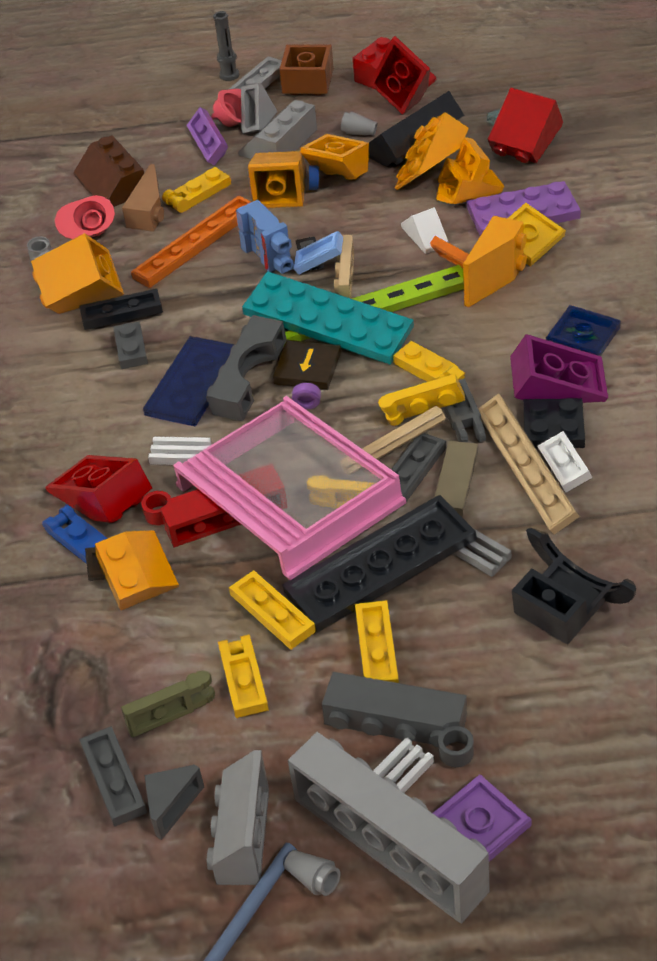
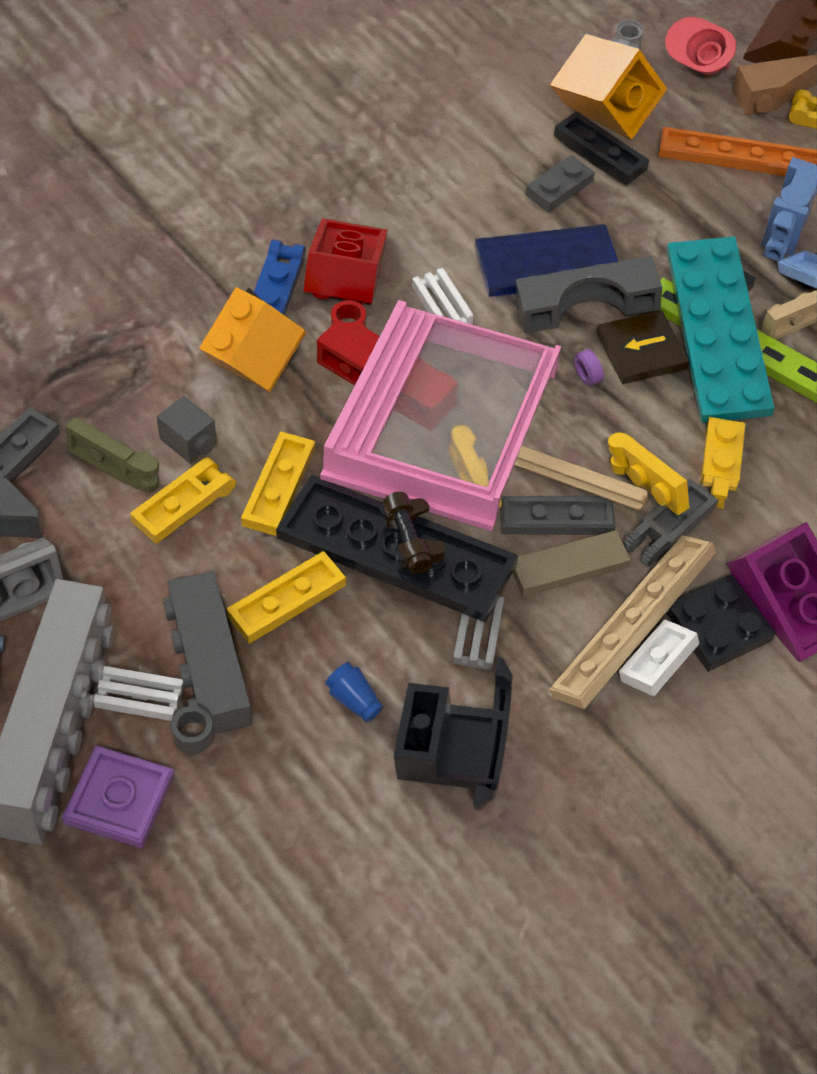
camera: 50 degrees right, 10 degrees up
(182, 644) = (187, 429): none -> dark grey brick
(402, 545) = (414, 552): none -> dark brown piece
(484, 637) = (354, 692): none -> blue cone

